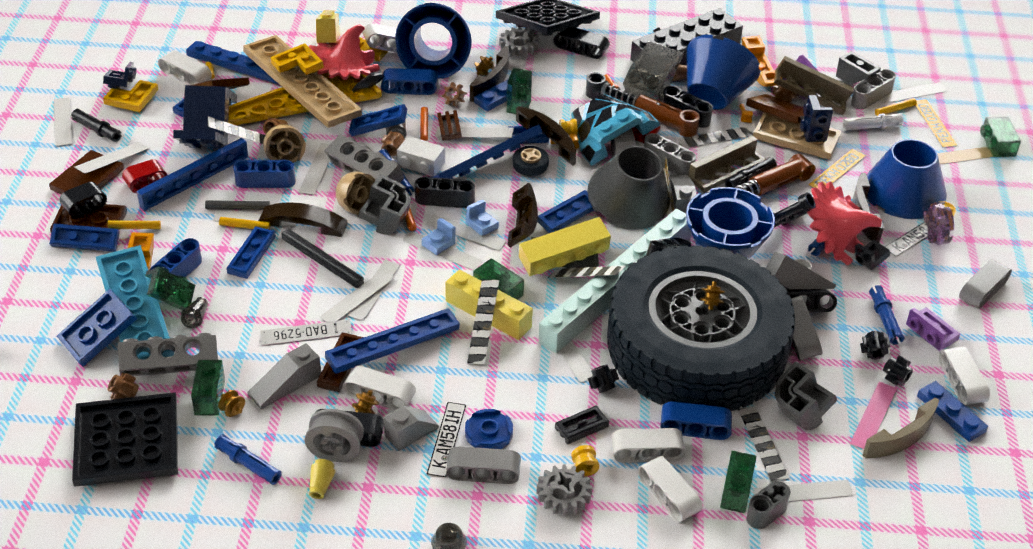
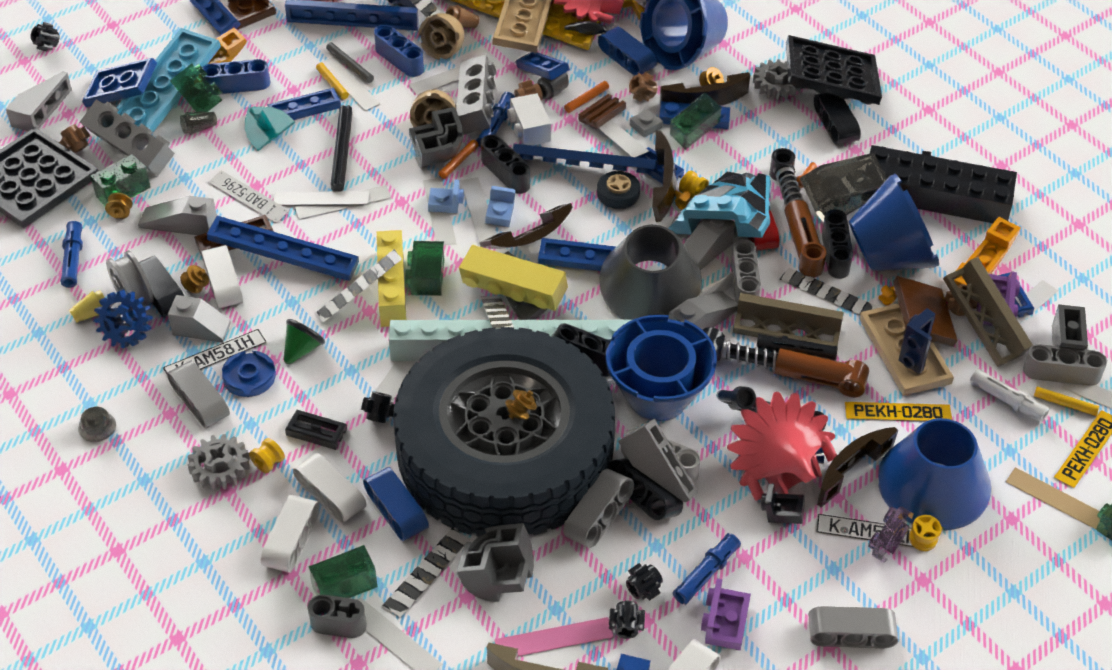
camera: 50 degrees right, 5 degrees up
(47, 391) = (38, 103): none -> light grey slope
(134, 224) = (257, 26): yellow piece -> none
(246, 281) = (265, 124): none -> teal shield
(305, 214) = (378, 108): dark brown slope -> none
(361, 453) = (113, 324): none -> blue gear
(482, 115) = (646, 123): none -> light grey plate
(494, 382) = (299, 341): none -> green hat

